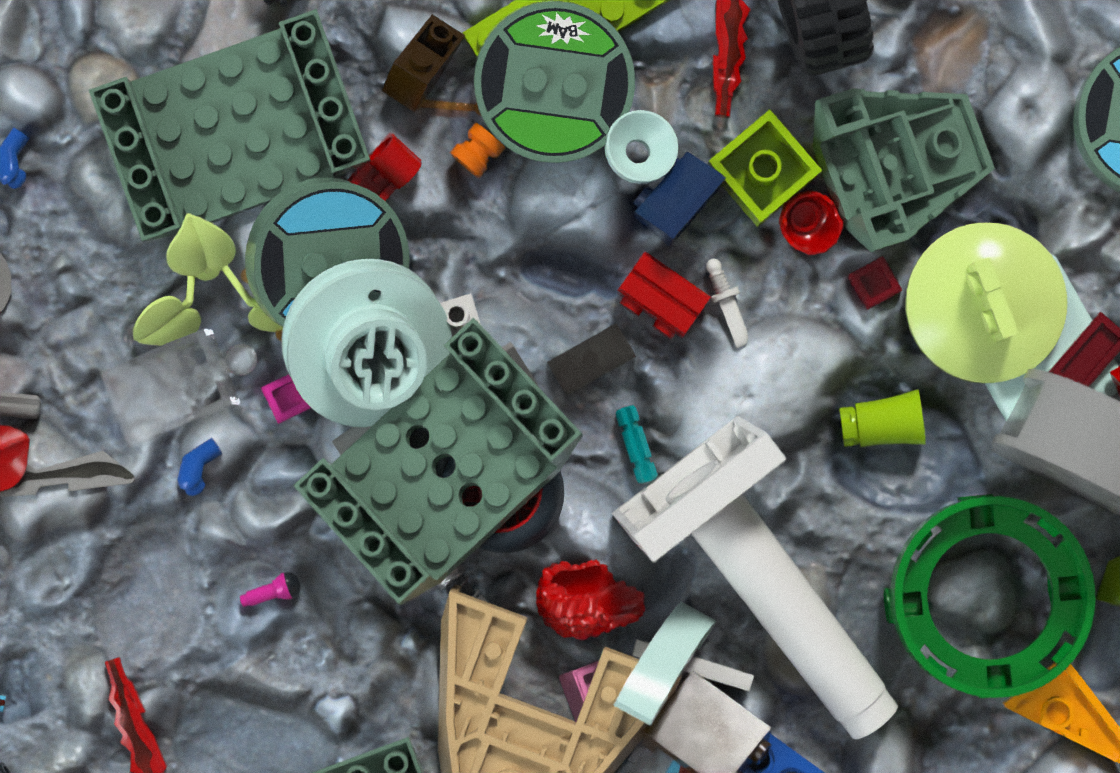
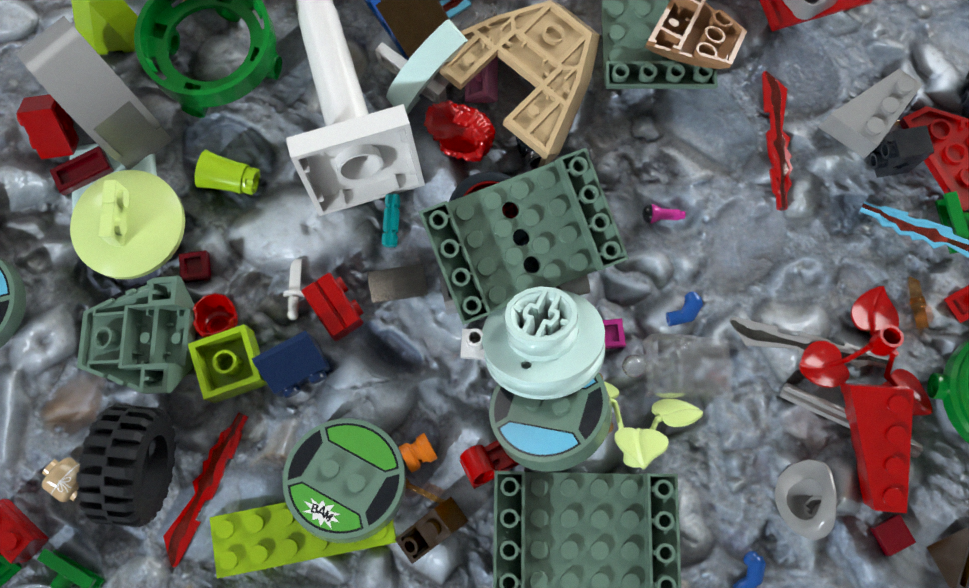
camera: 155 degrees left, 10 degrees down
(654, 134) = (290, 407): light aqua piece -> none

